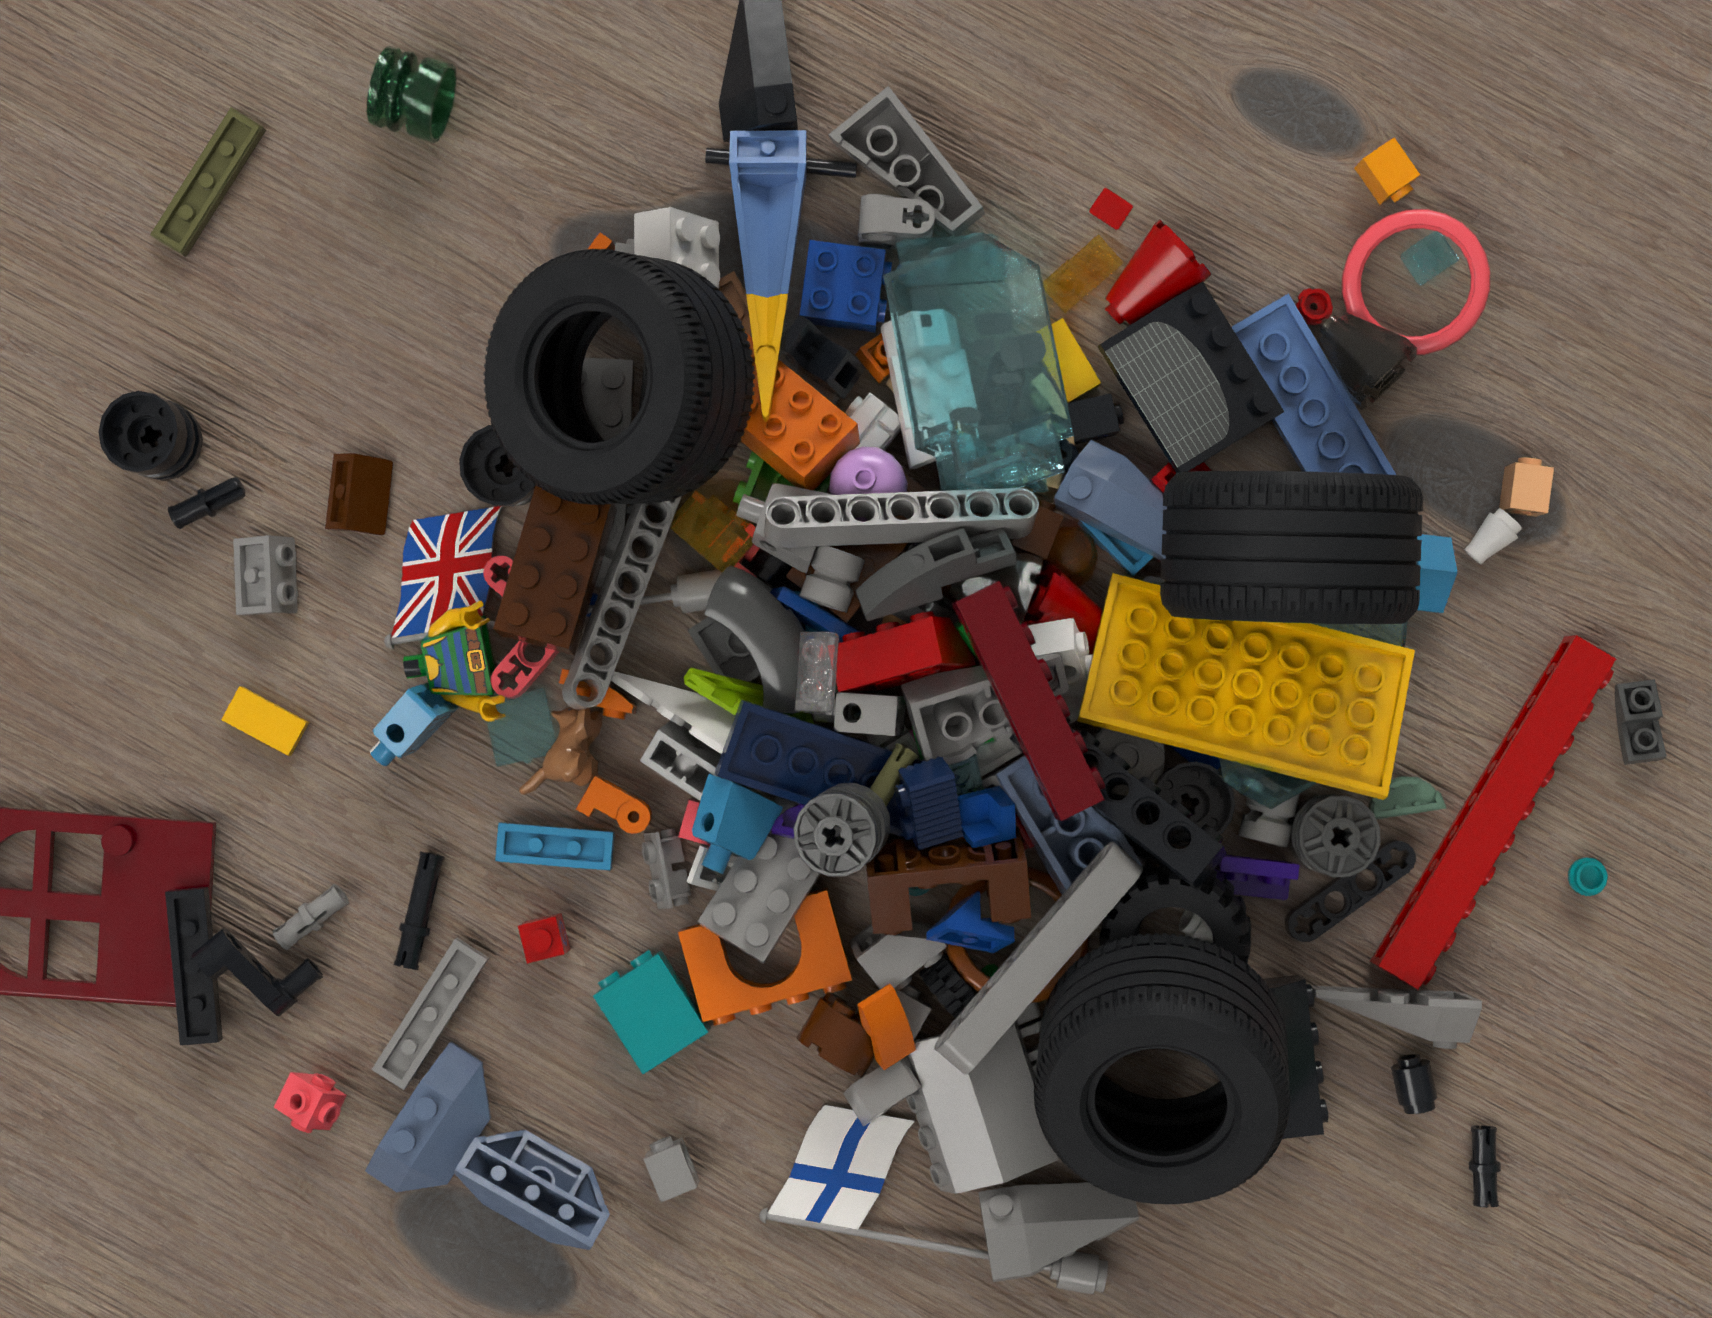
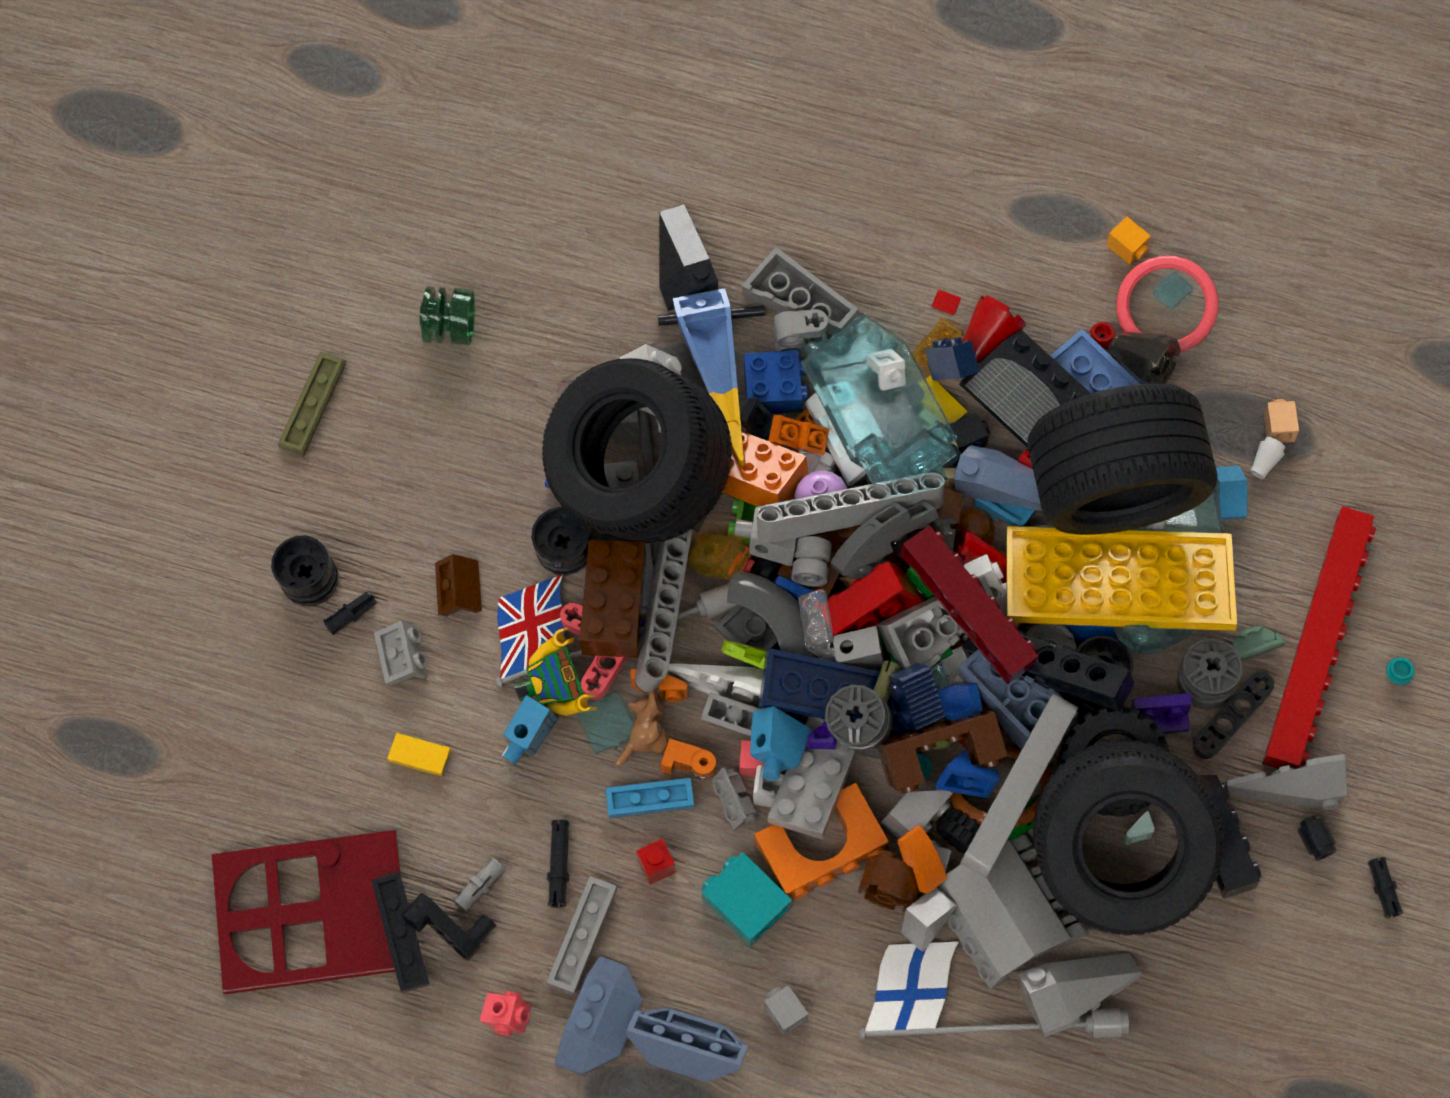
camera: 10 degrees left, 20 degrees down
(857, 383) = (798, 435): none -> orange slope
(1004, 303) = (889, 368): none -> white bracket
(1095, 311) = (951, 359): none -> dark blue brick
(1269, 824) = (1160, 672): light grey wheel -> none
(1638, 723) = (1405, 560): dark grey slope -> none

